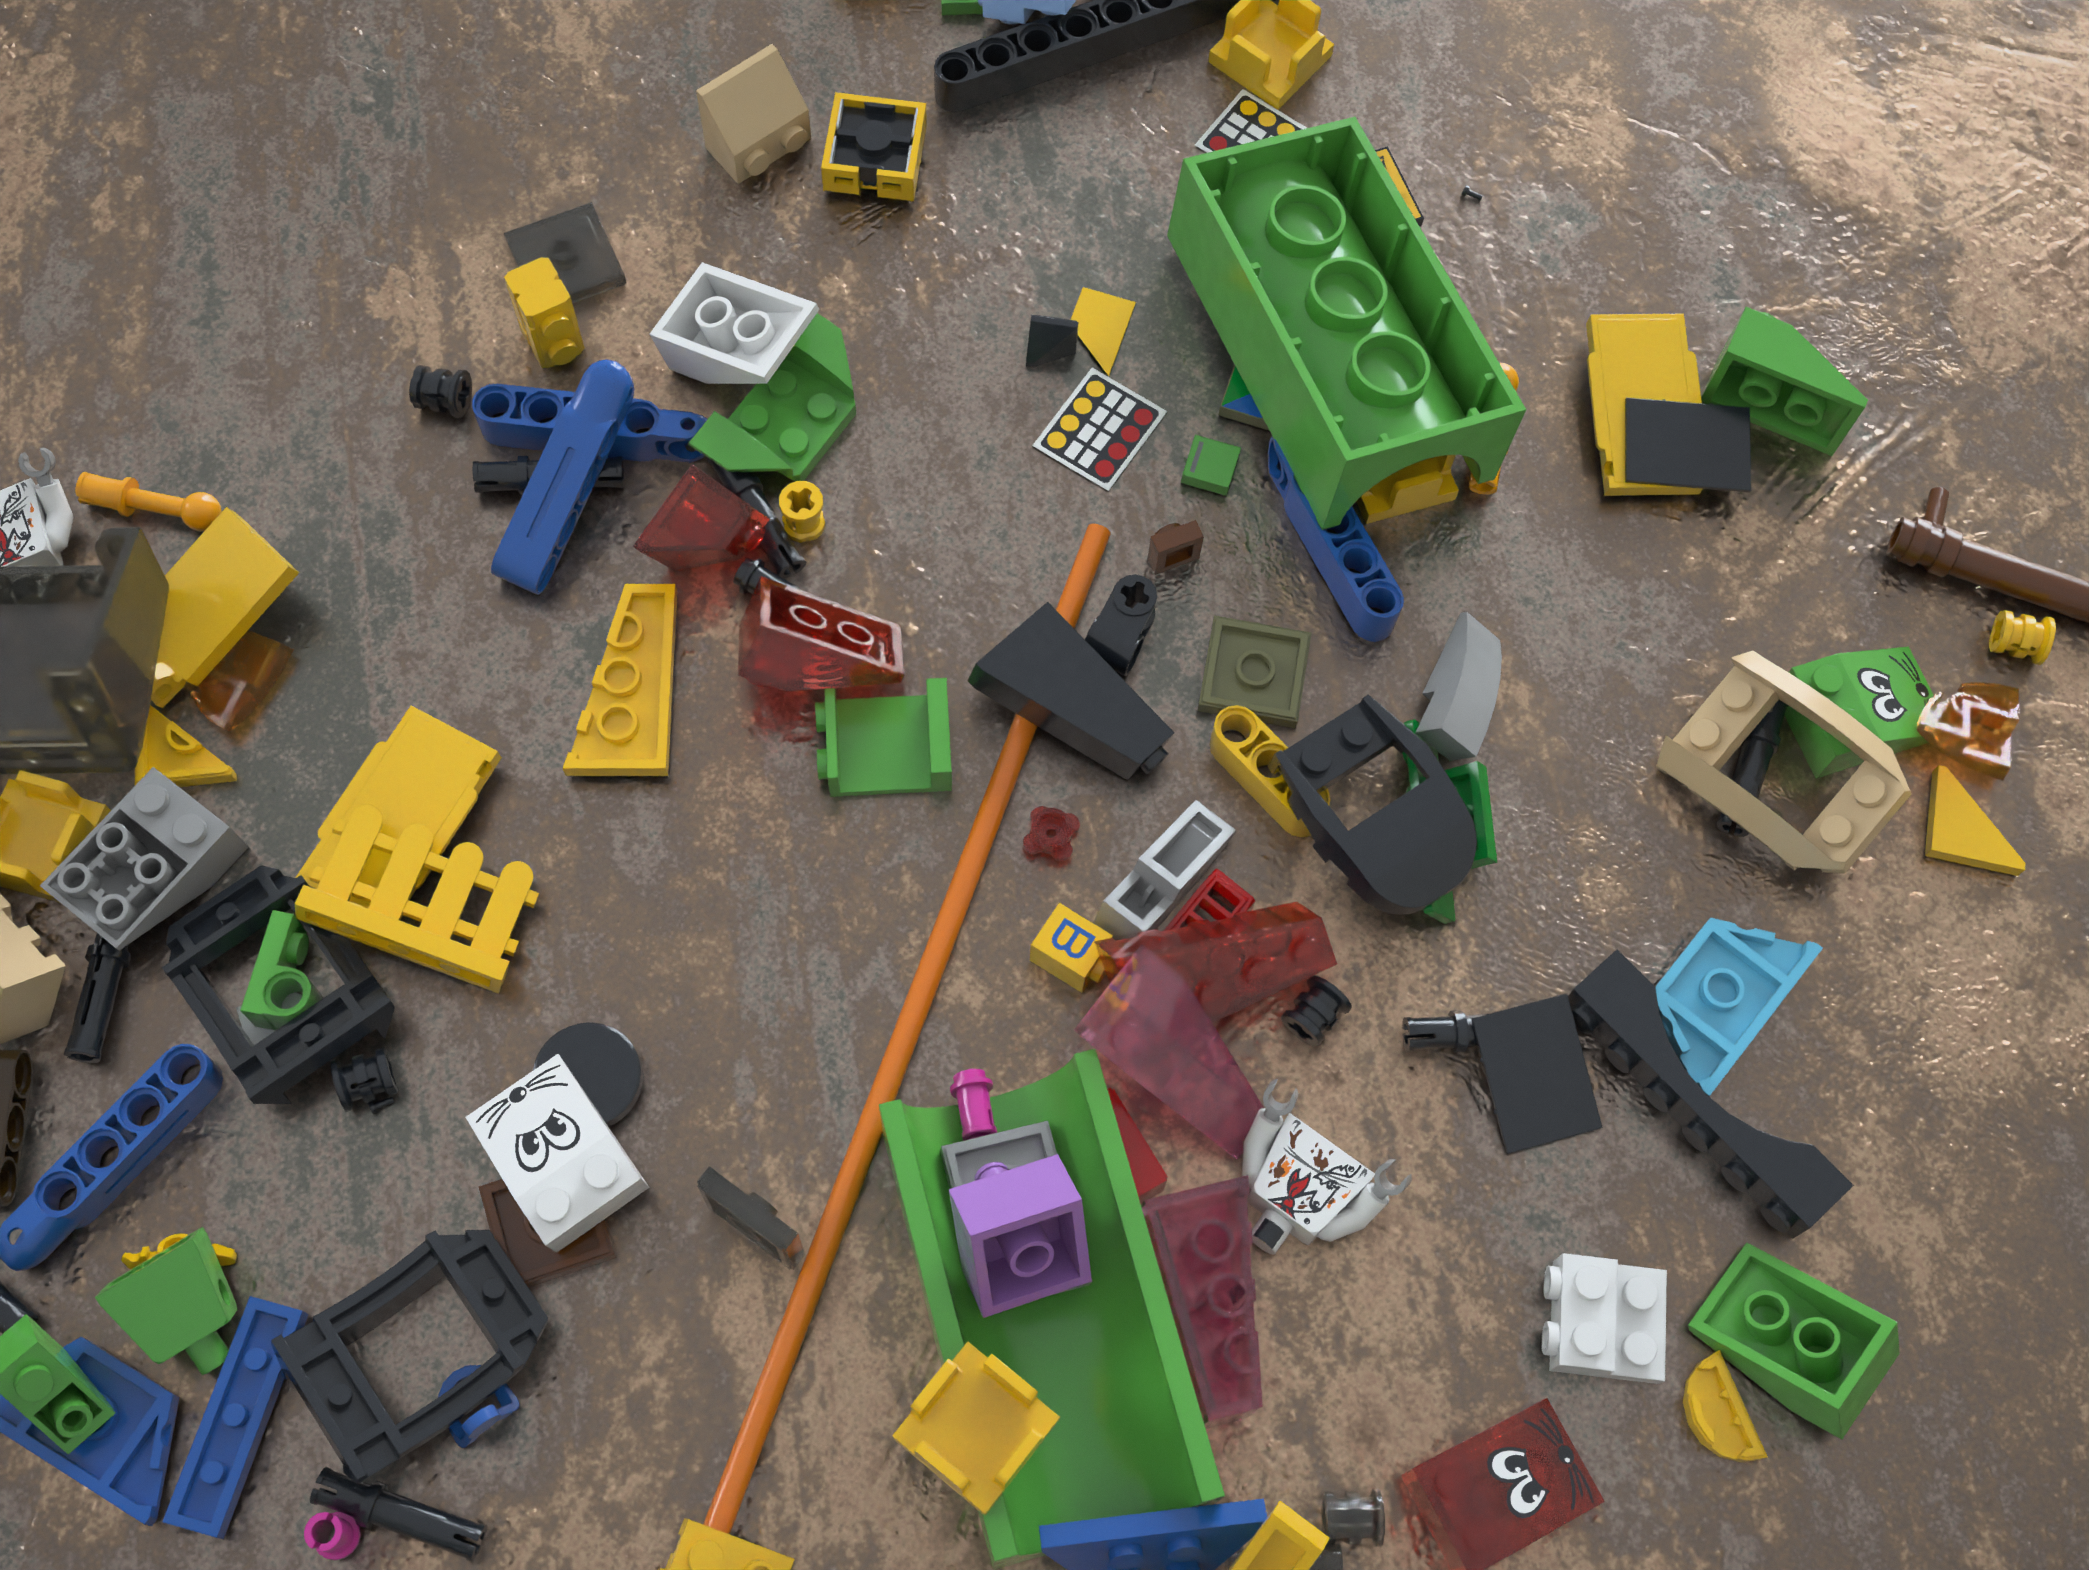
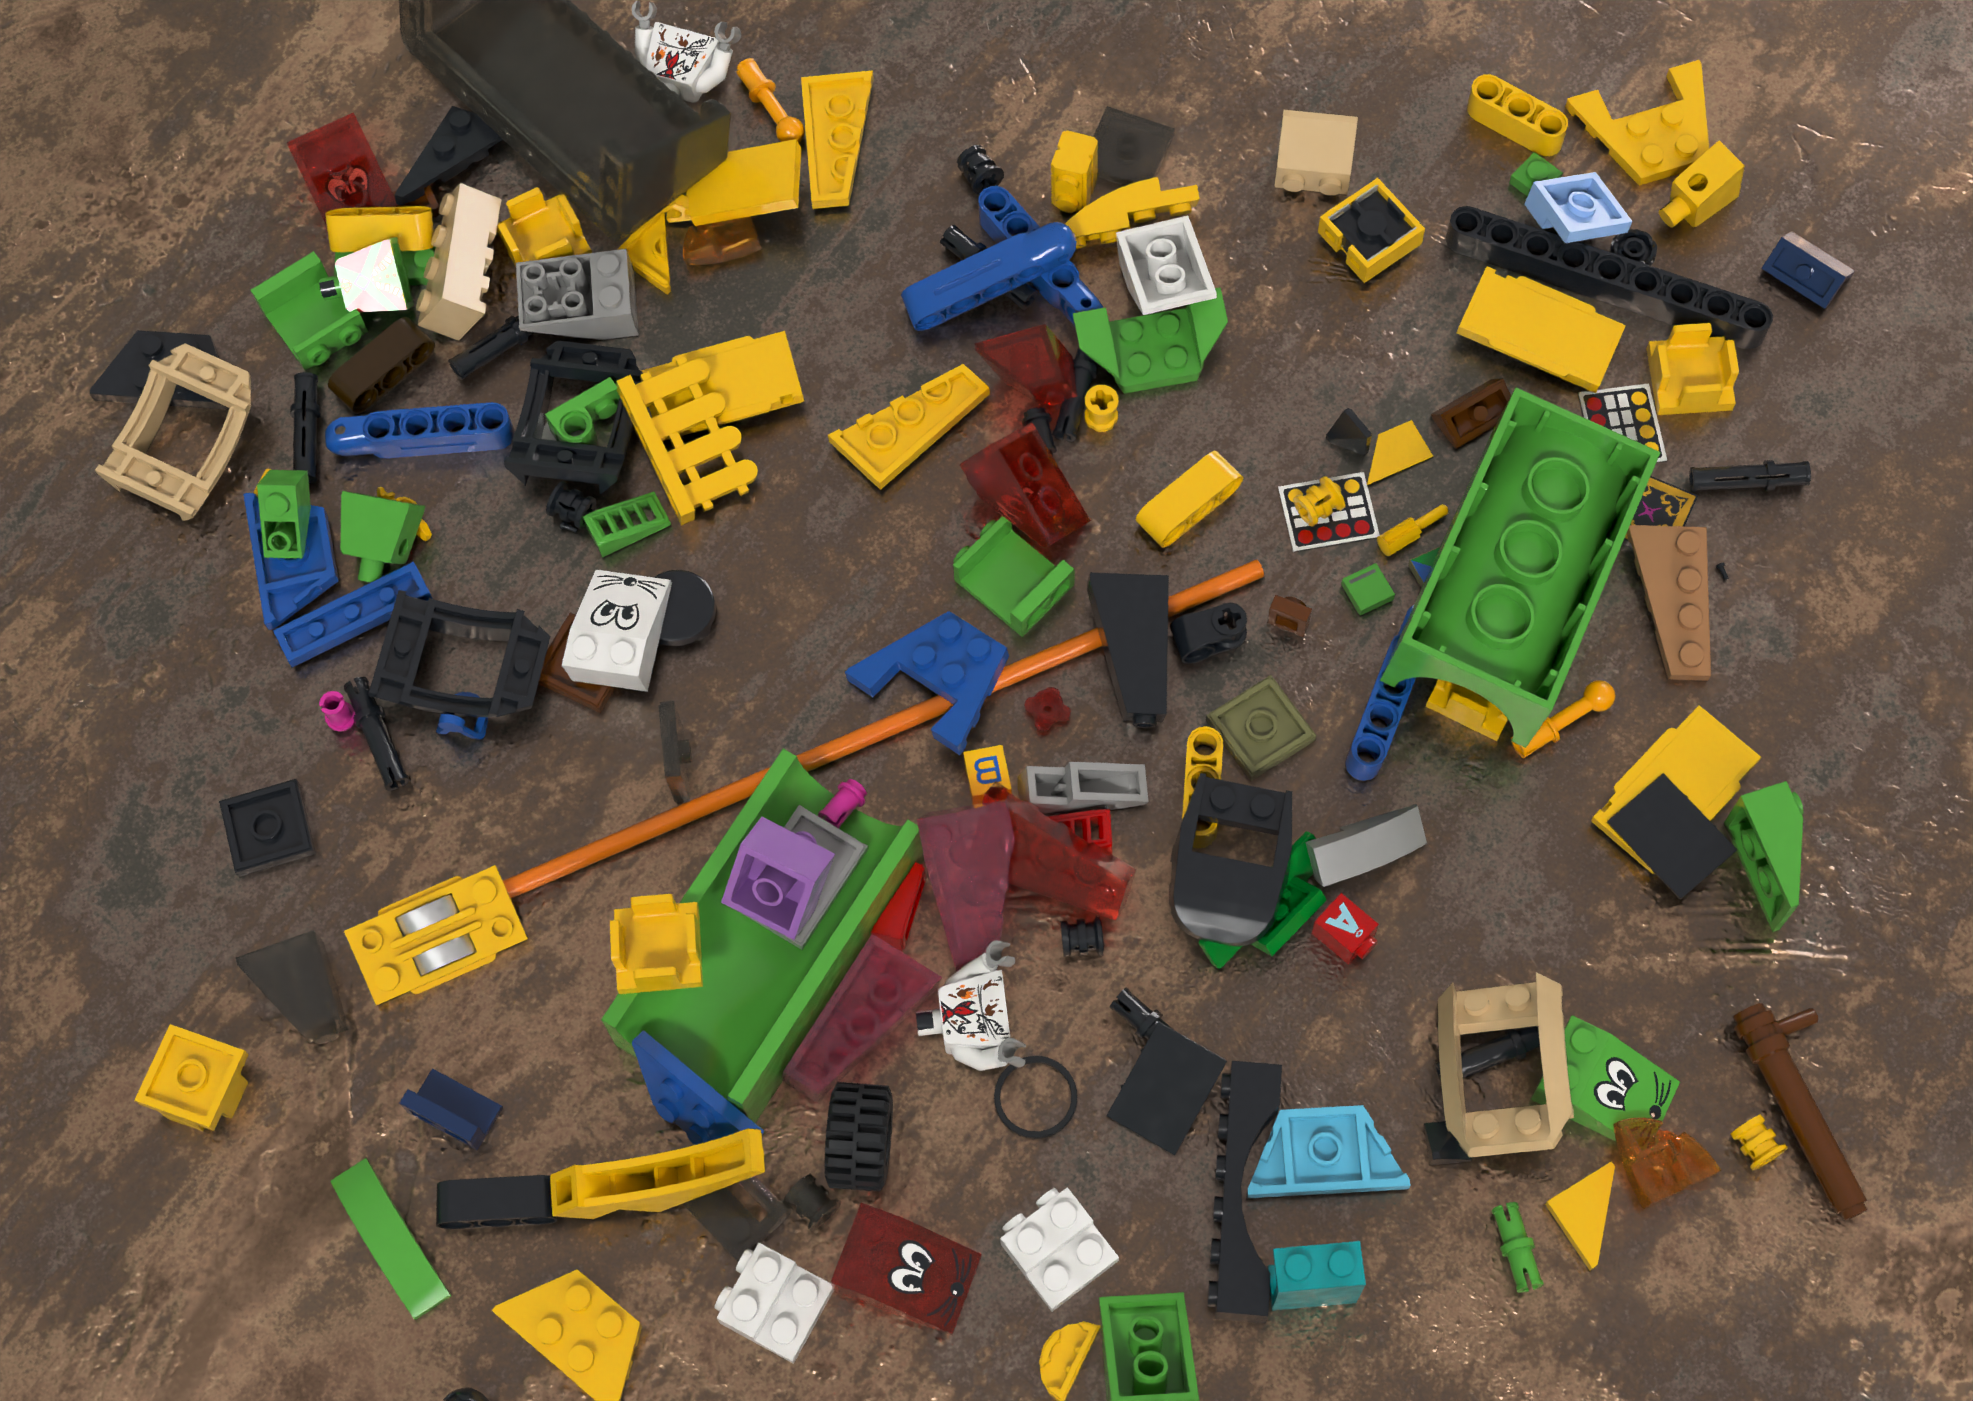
camera: 55 degrees right, 0 degrees up
(242, 468) = (834, 130): none -> yellow wing
(442, 1084) = (621, 538): none -> bright green slope
(630, 301) = (1137, 201): none -> yellow slope
(917, 873) = (948, 660): none -> blue wing
(972, 524) = (1189, 499): none -> yellow beam
(1090, 423) = (1331, 498): none -> yellow bush
(1112, 111) = (1541, 328): none -> yellow piece
(1130, 232) = (1473, 412): none -> reddish brown slope
(1189, 384) = (1408, 531): none -> yellow axle
(1343, 1407) = (858, 1136): none -> black tyre
(1422, 83) = (1712, 477): none -> black pin
(1477, 247) = (1677, 595): none -> medium nougat wing
(1477, 1190) = (1036, 1134): none -> black piece
(1526, 778) = (1346, 929): none -> red brick
(1799, 887) = (1442, 1145): none -> black slope
(1860, 1102) = (1316, 1275): none -> teal panel
(1953, 913) = (1517, 1247): none -> bright green pin

